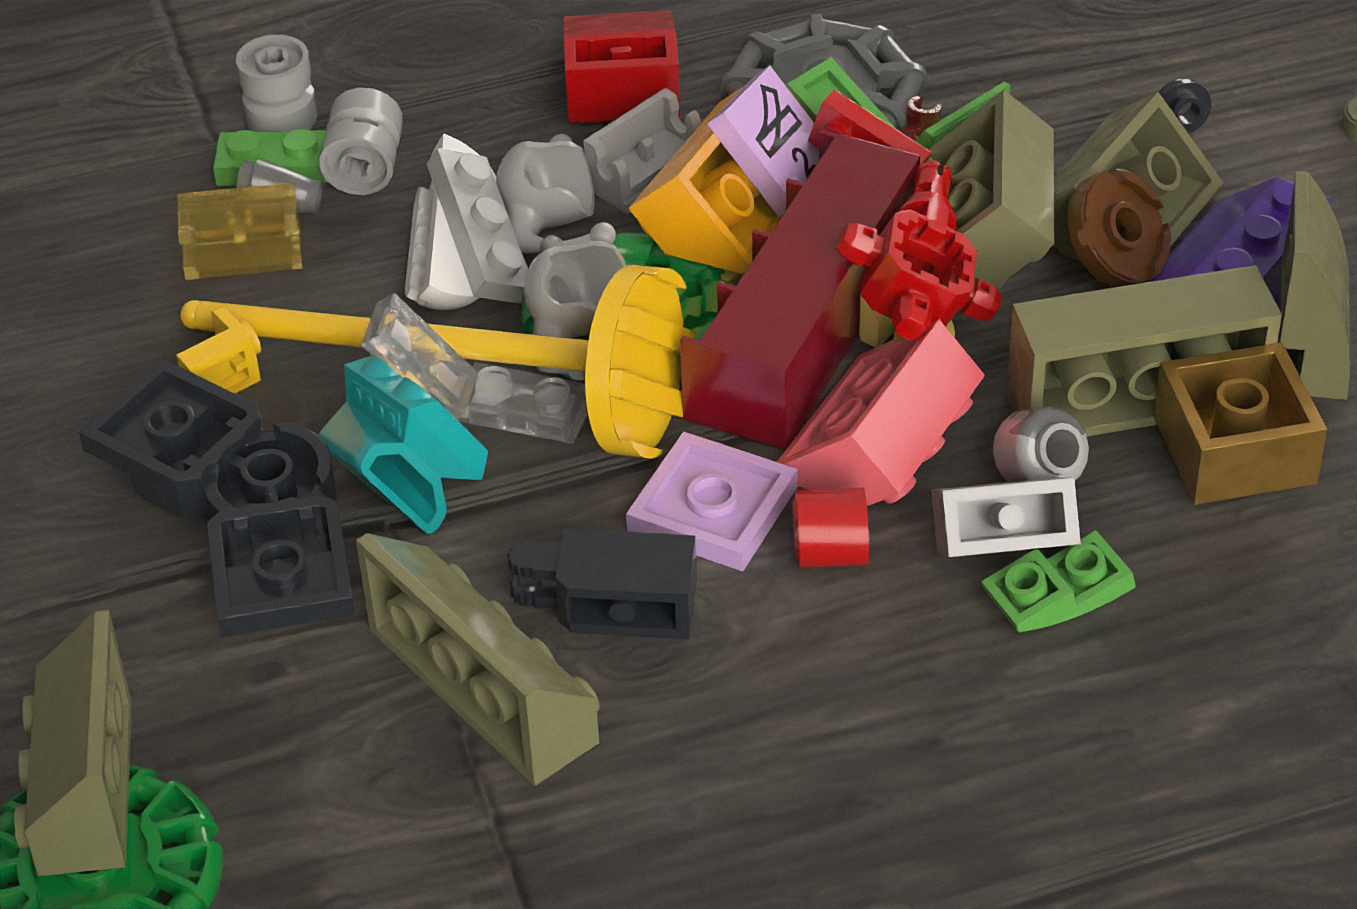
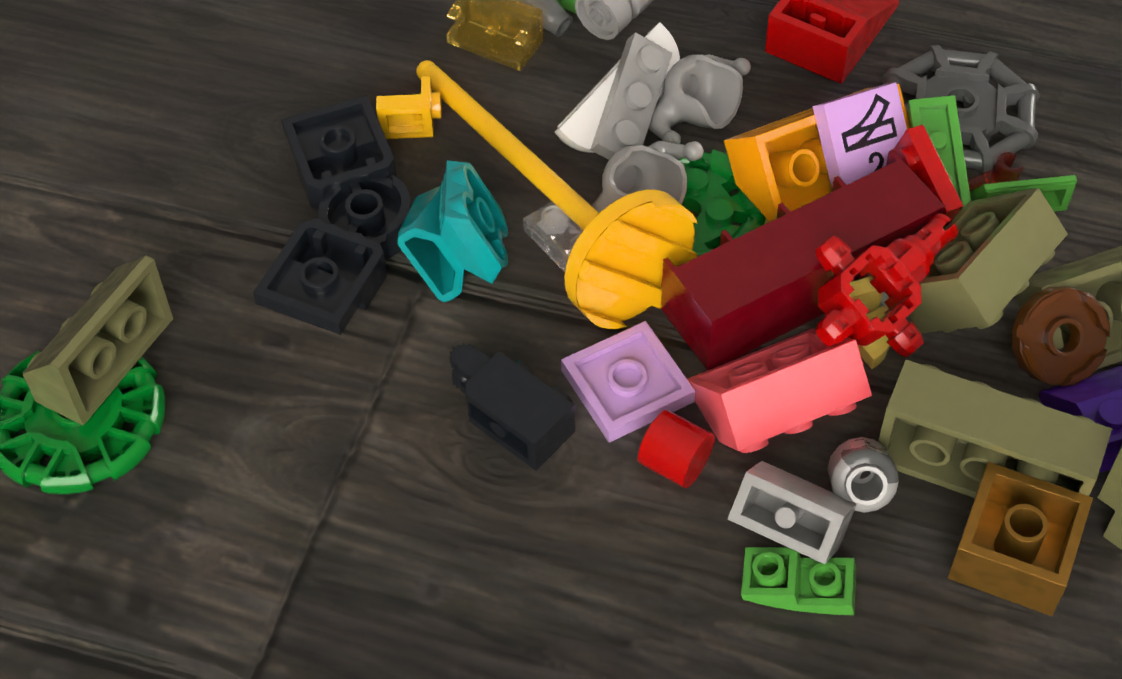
camera: 35 degrees right, 10 degrees up
(420, 354) = (505, 179): clear piece -> none
(476, 657) = (383, 407): olive slope -> none
(636, 148) = (785, 92): light grey hinge -> none

